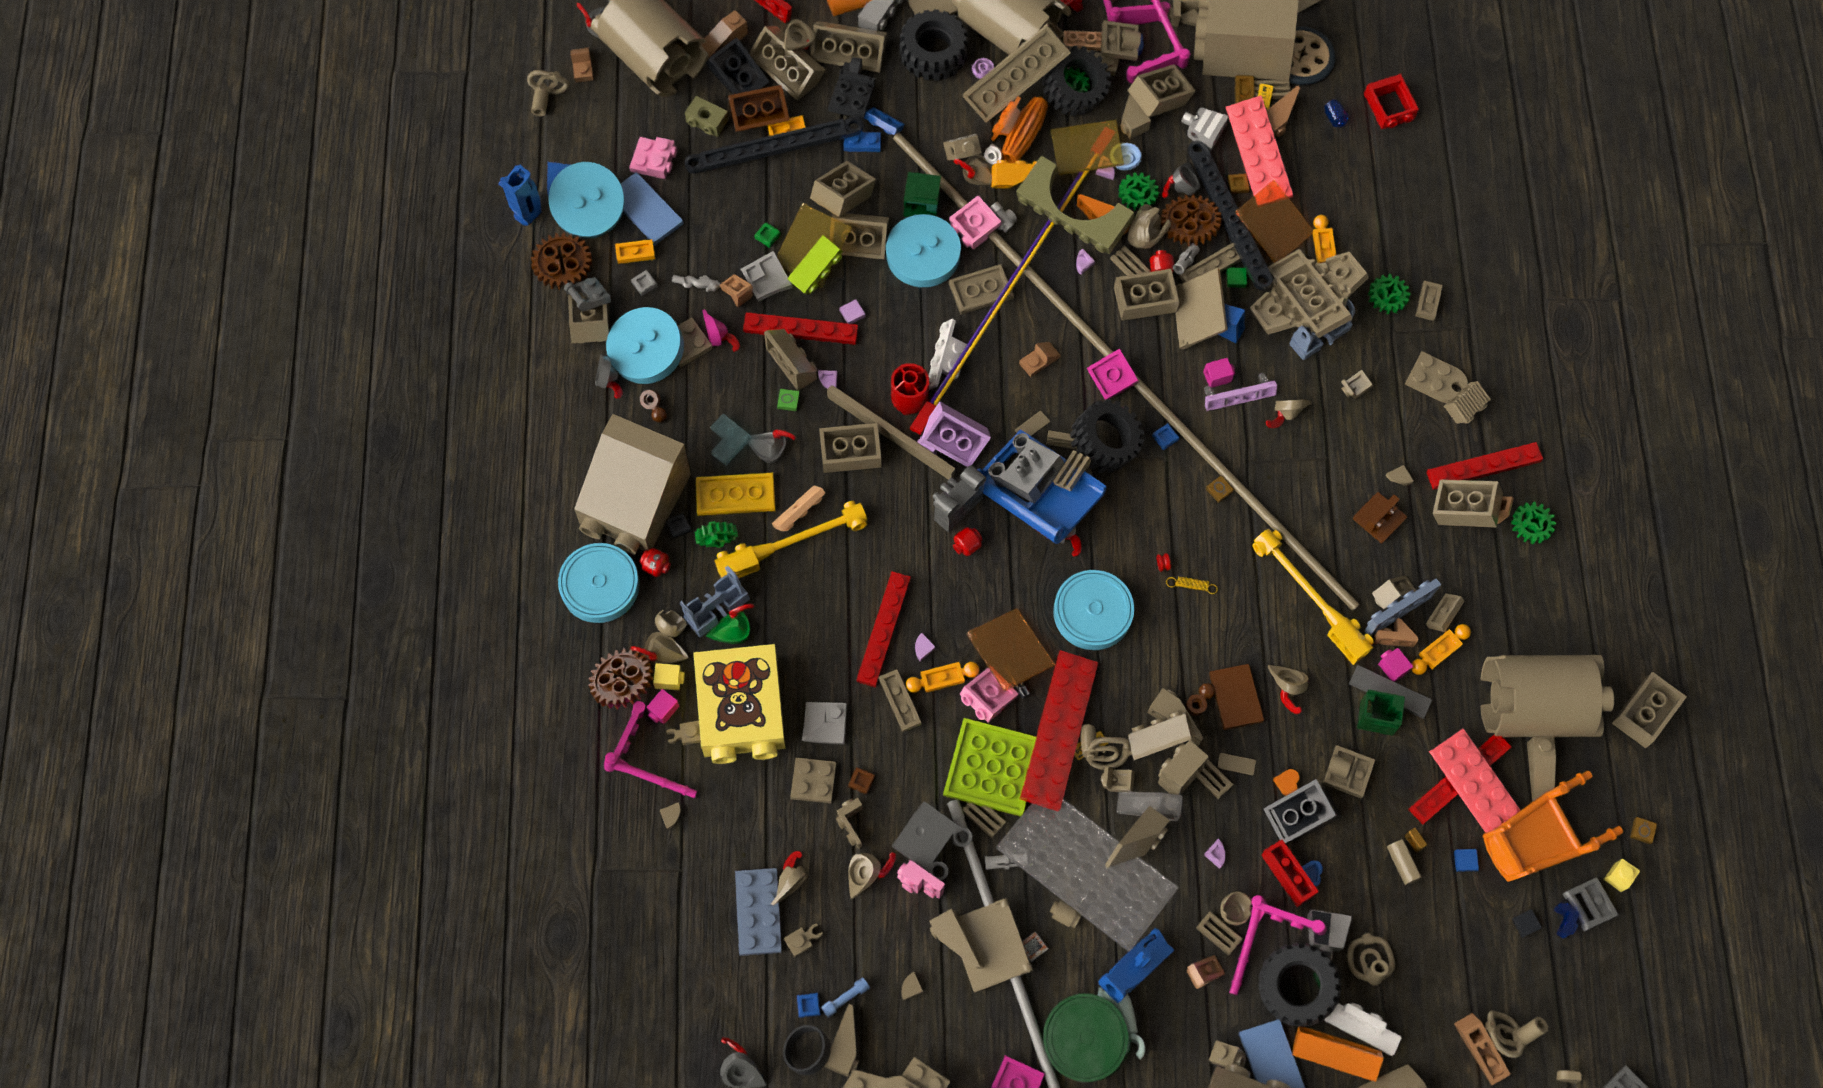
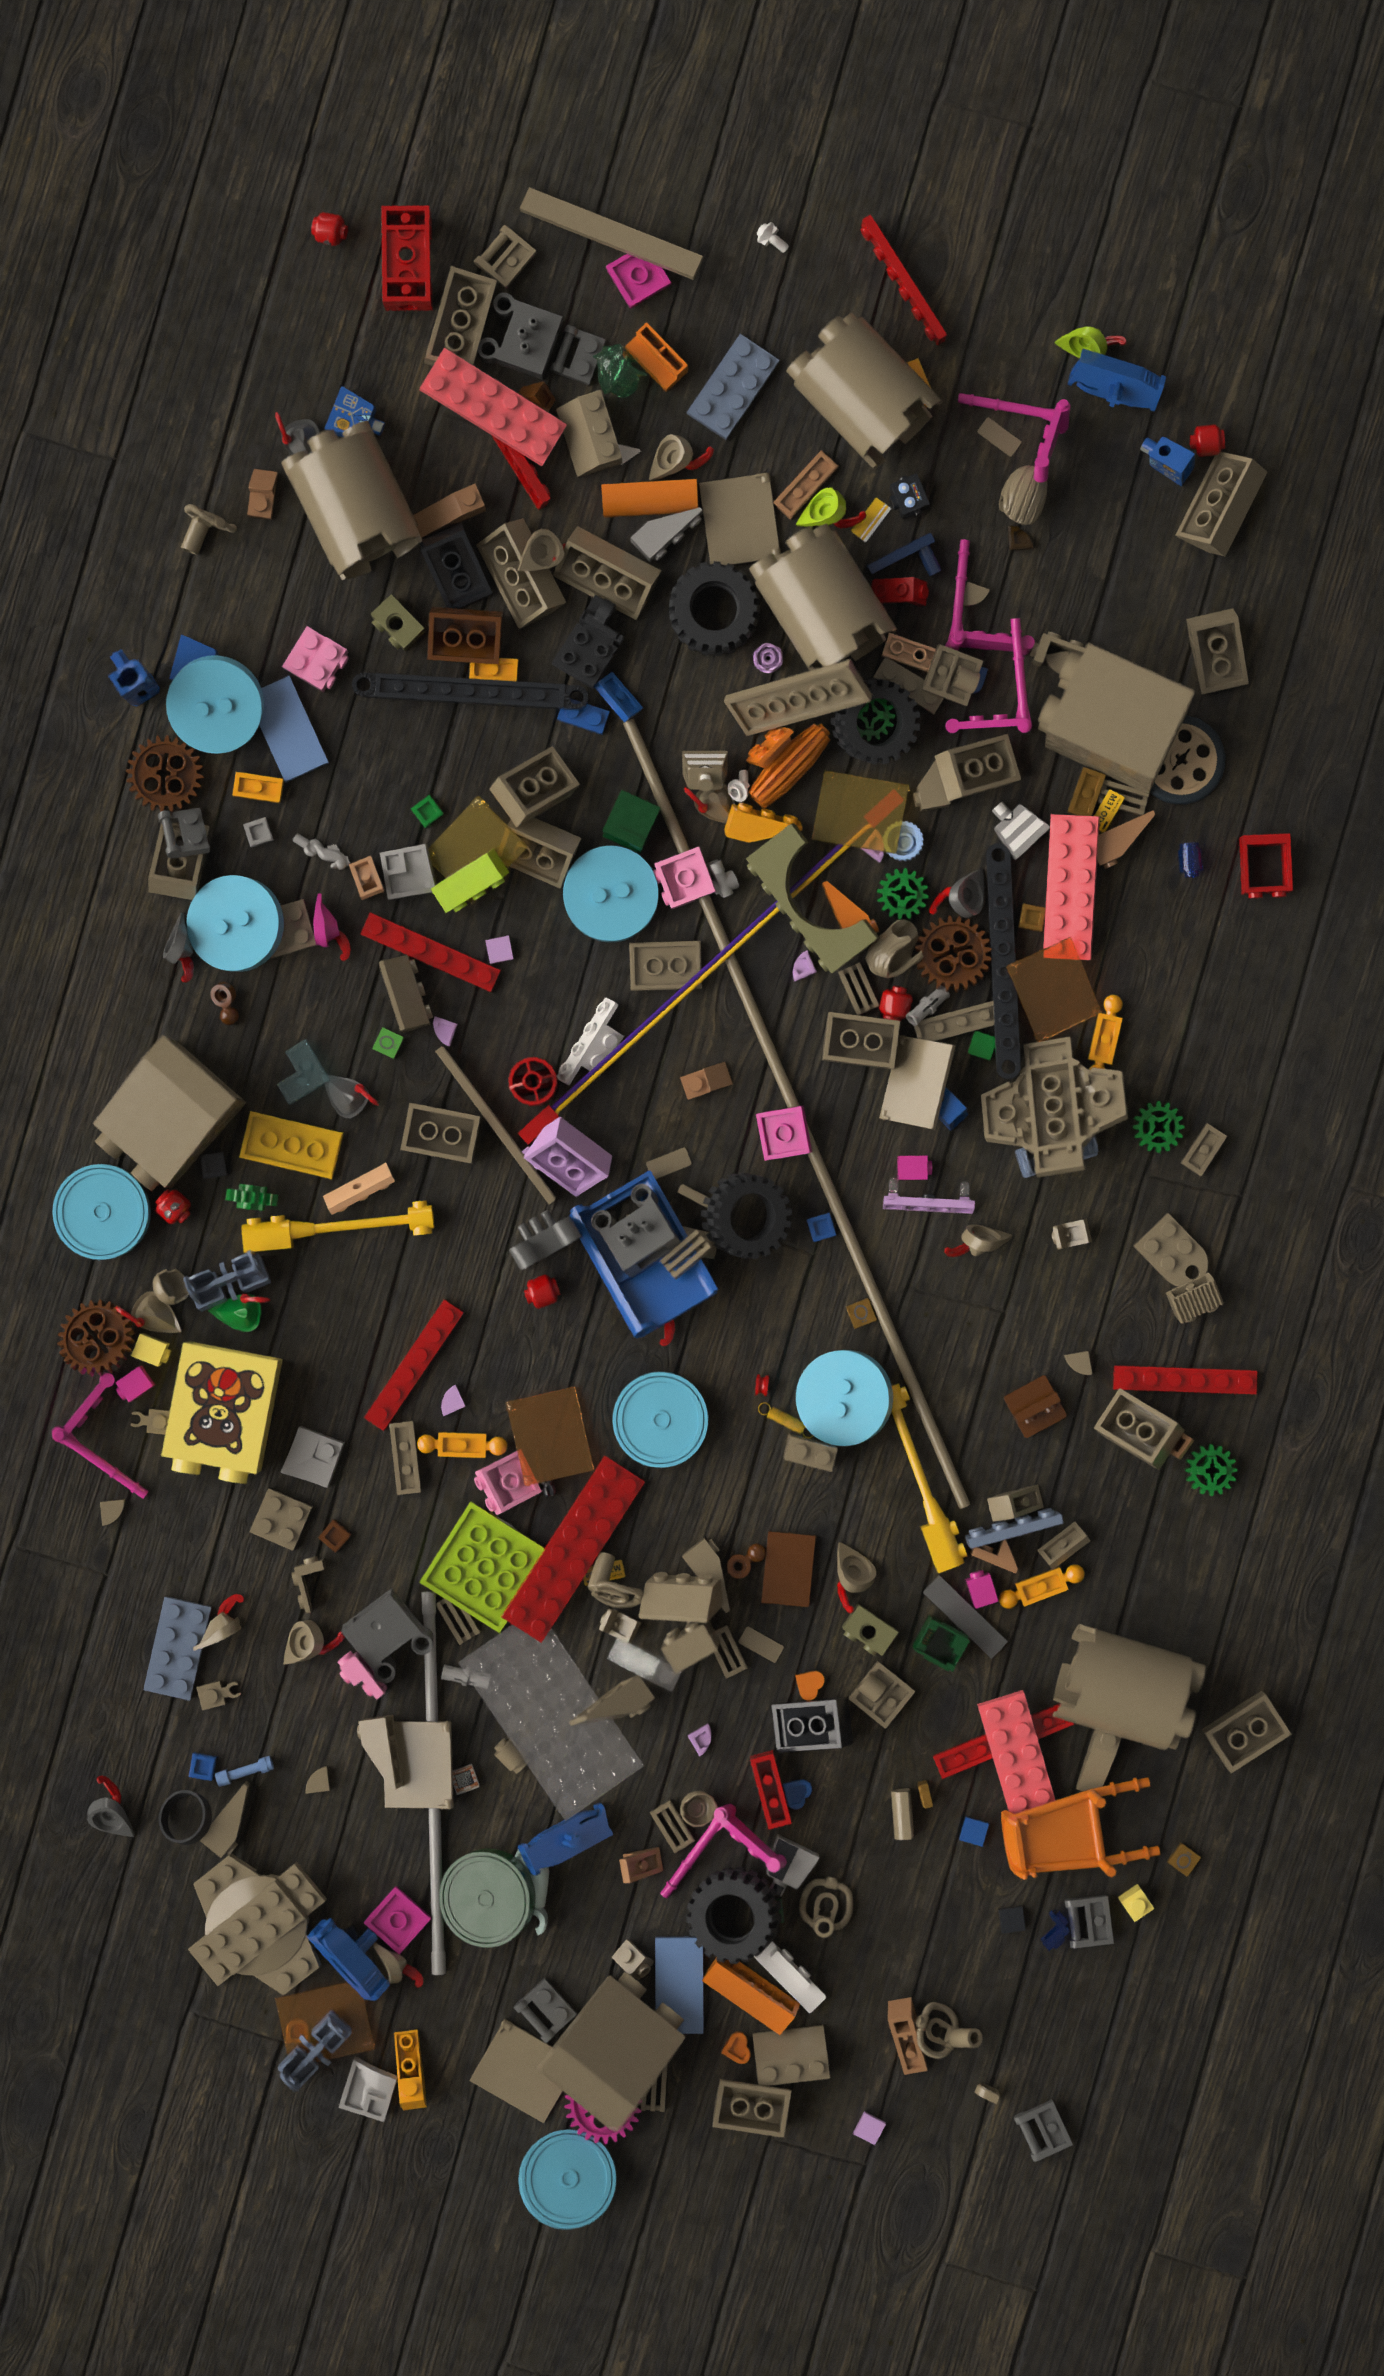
camera: 15 degrees right, 20 degrees up
(1221, 595) = (810, 1452): none -> dark tan brick
(1232, 549) = (844, 1397): none -> medium azure brick
(1331, 721) = (883, 1634): none -> olive brick

